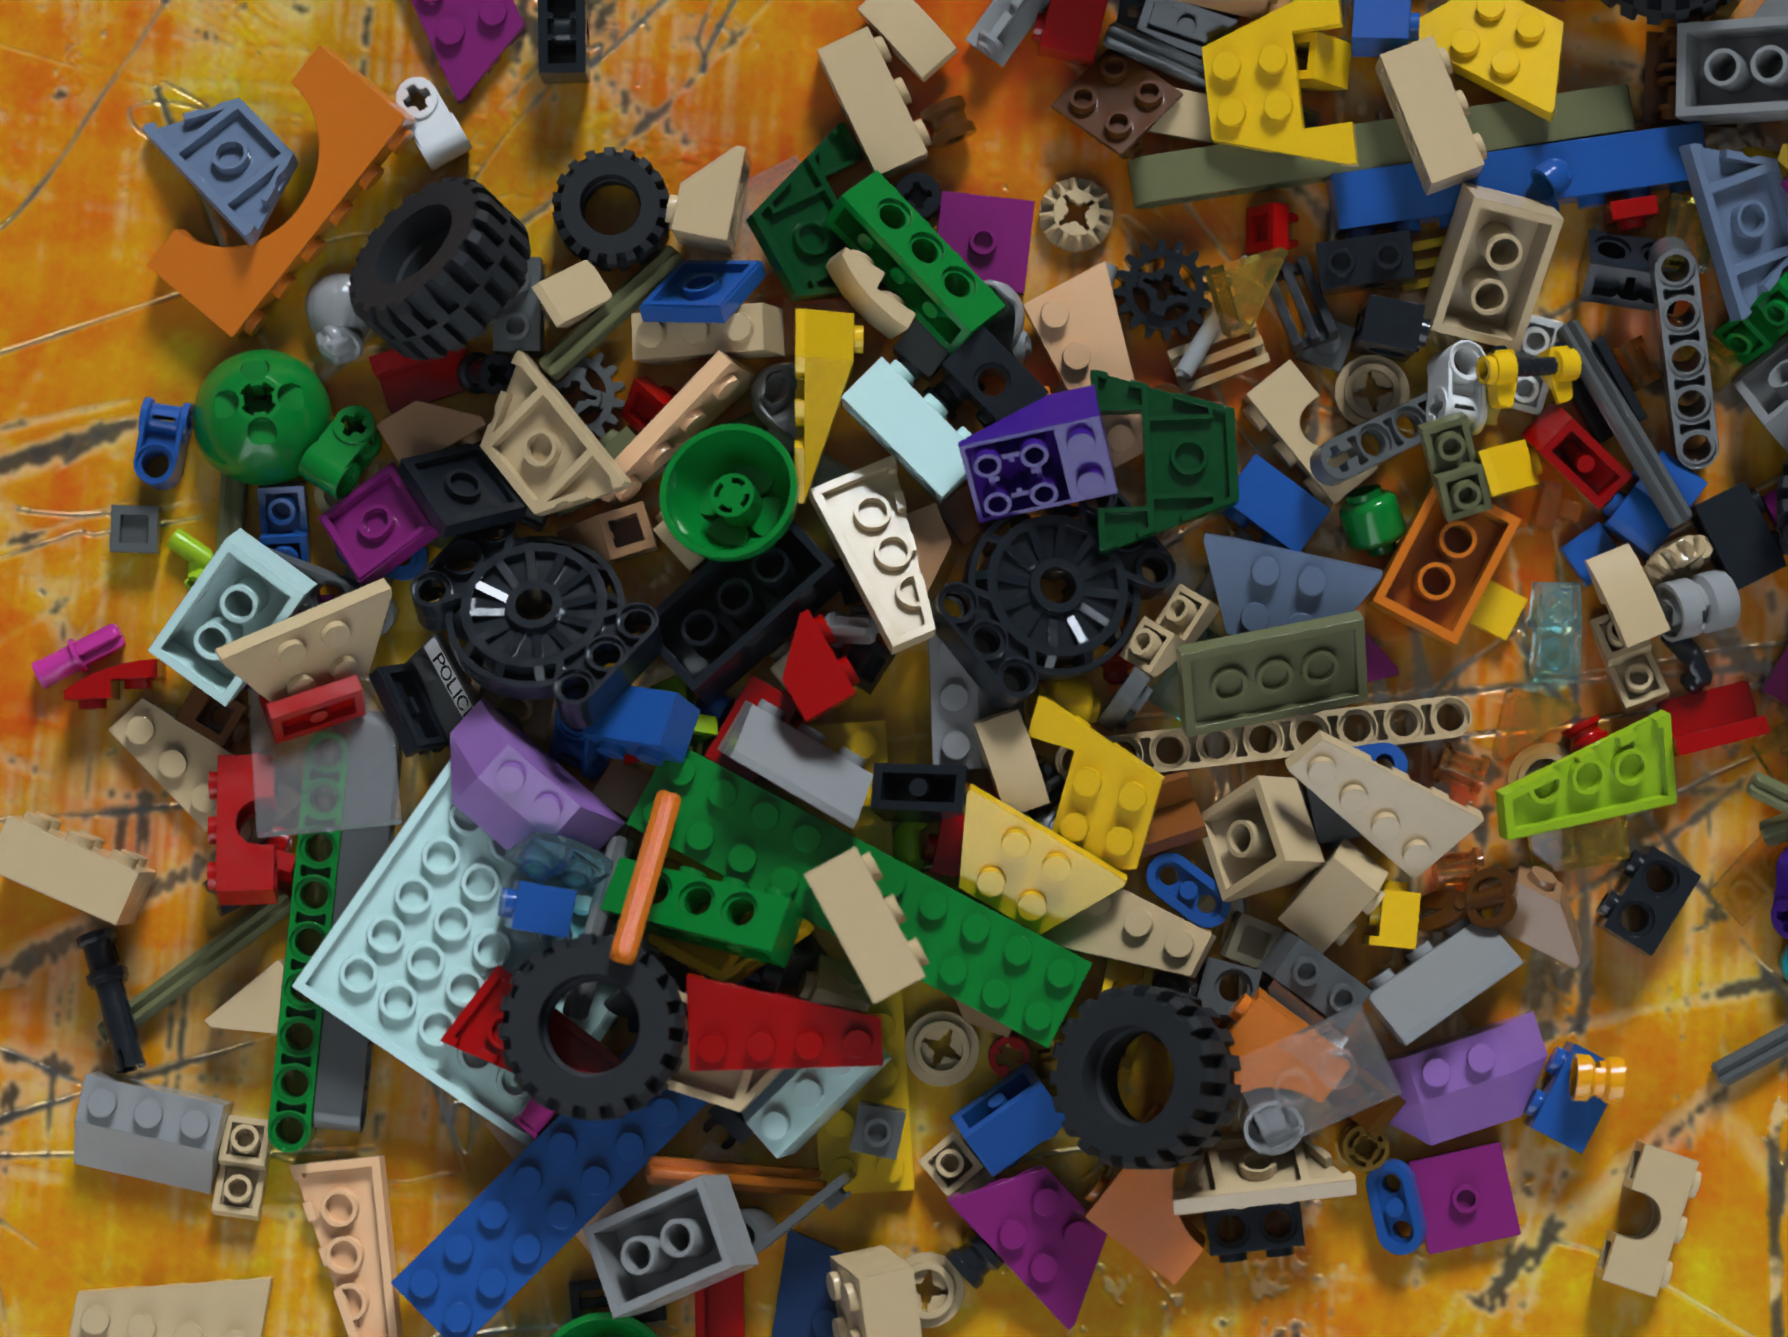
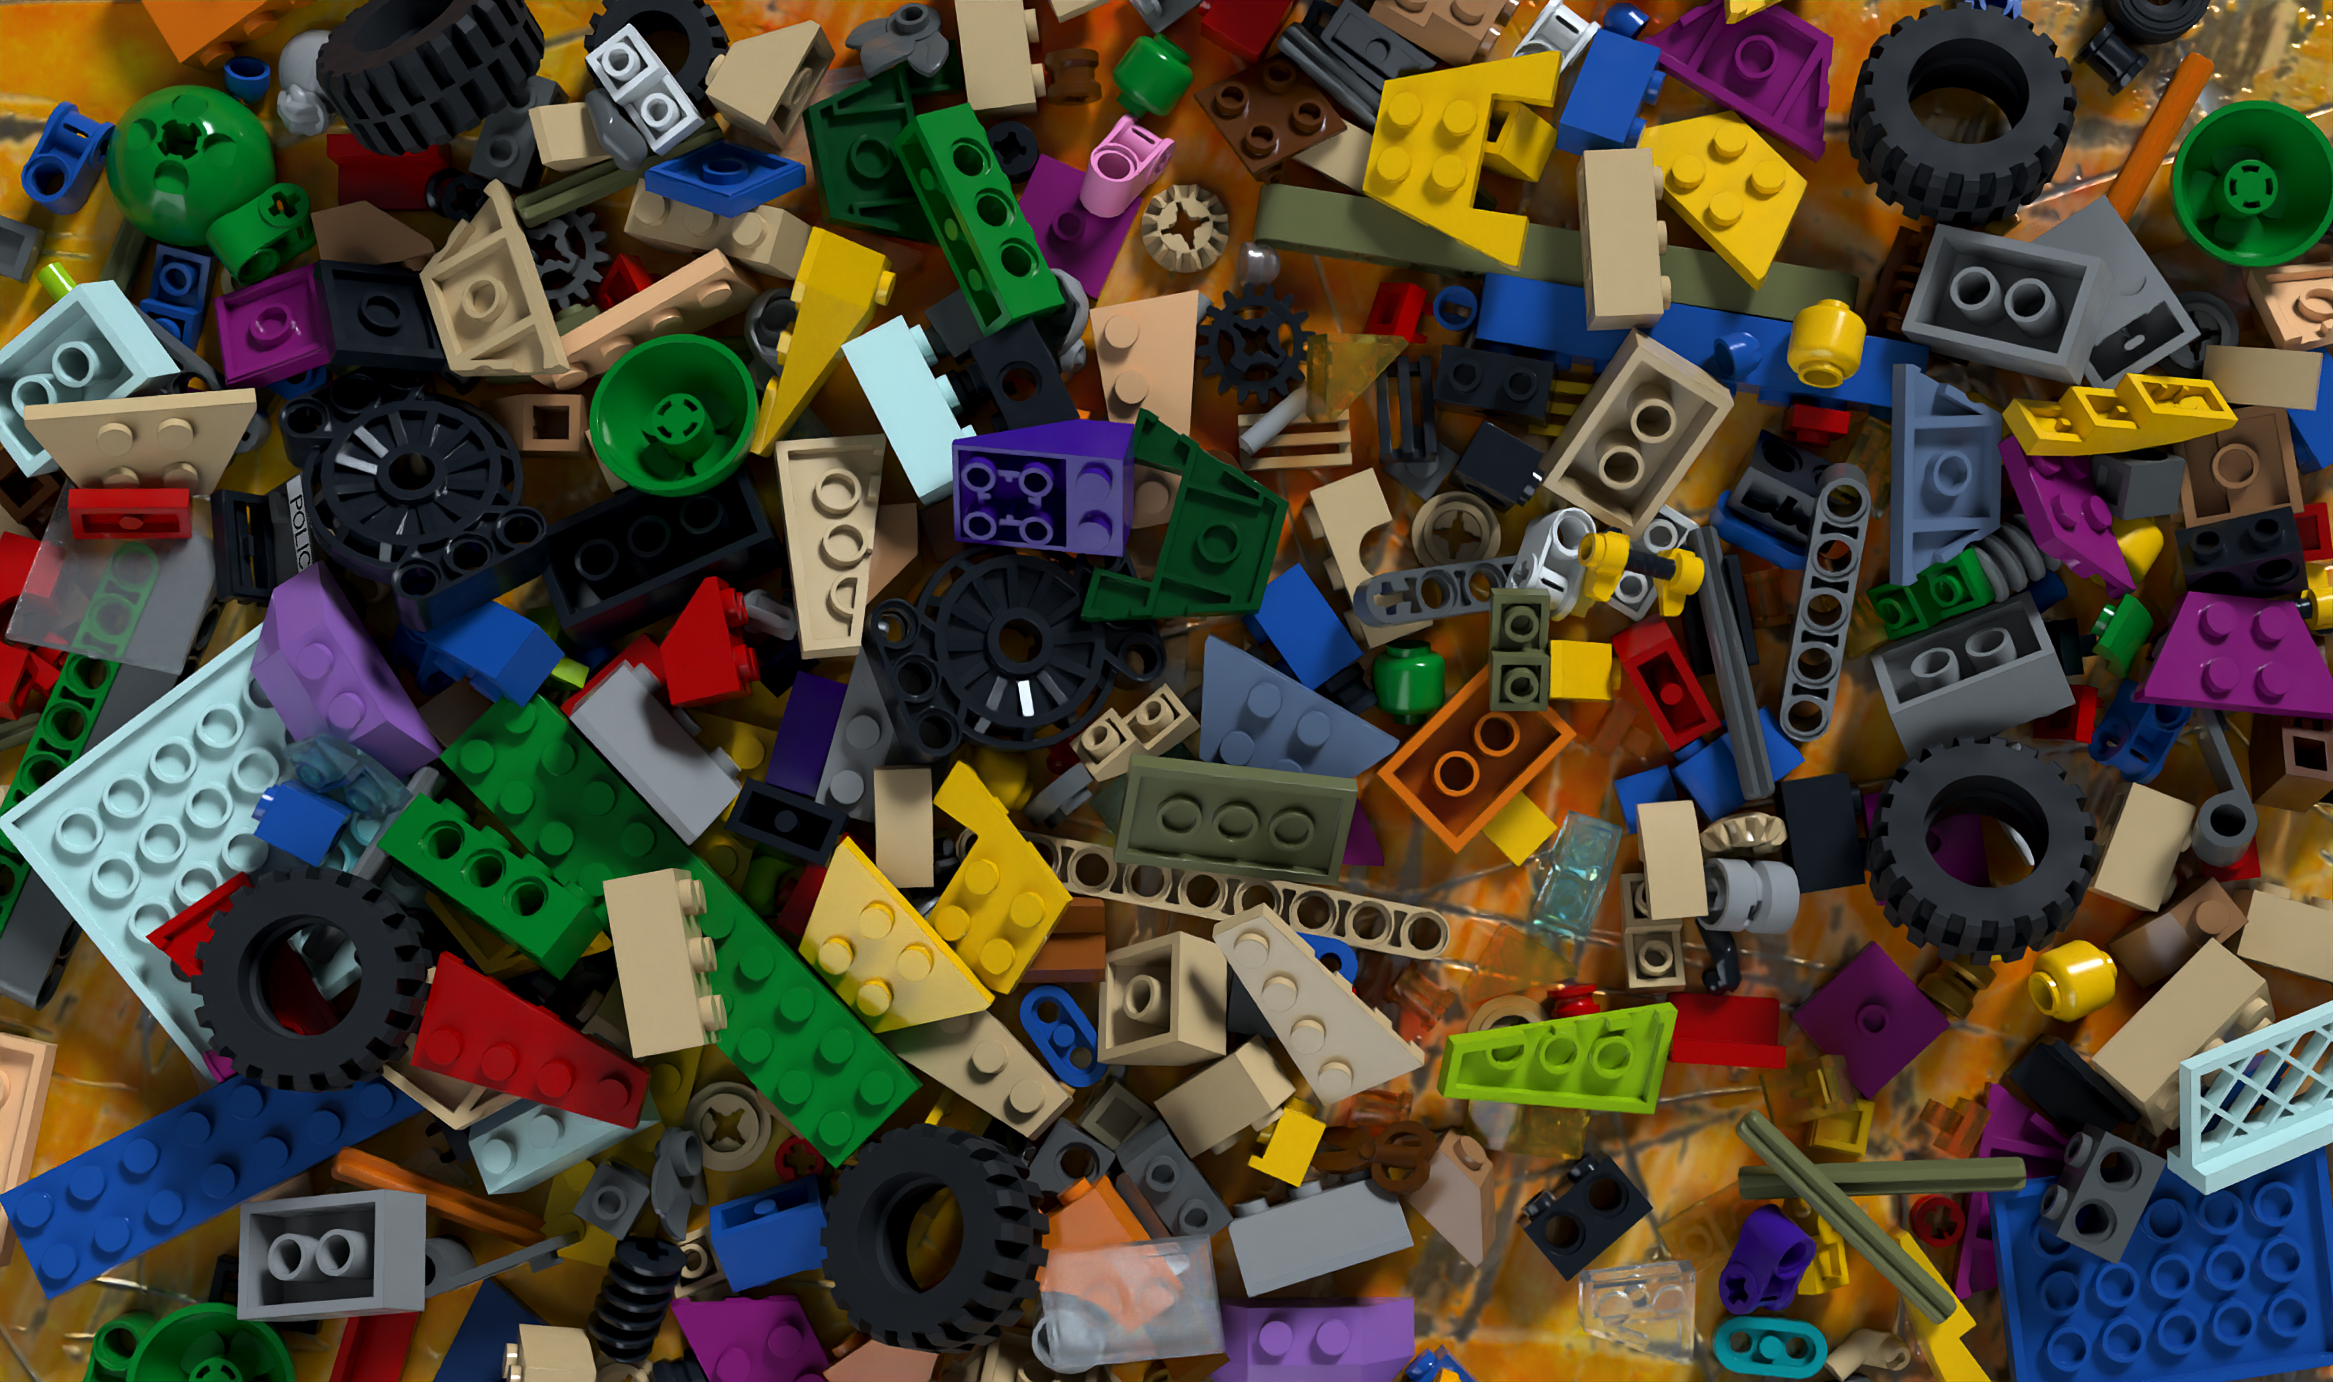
camera: 20 degrees right, 0 degrees up
(284, 332) = (247, 78): none -> blue hinge
(604, 283) = (614, 132): none -> dark grey arm
(617, 241) = (645, 89): none -> white slope
(645, 877) = (426, 826): orange axle -> none
(802, 132) = (908, 35): none -> dark grey plate
(858, 283) = (904, 220): tan slope -> none
(907, 714) = (805, 735): none -> dark purple slope
(916, 1204) = (635, 1297): none -> black piece
(919, 1099) = (678, 1179): none -> dark grey plate
(1012, 101) = (1152, 76): none -> green head
(1012, 182) = (1123, 167): none -> bright pink piece
(1143, 225) = (1257, 264): none -> clear hinge
(1314, 199) = (1459, 296): none -> blue hinge
(1328, 542) = (1349, 690): none -> black wheel
(1611, 317) = (1755, 536): none -> blue plate
(1620, 147) = (1826, 344): none -> yellow head
(1717, 958) = (1642, 1307): none -> clear wing

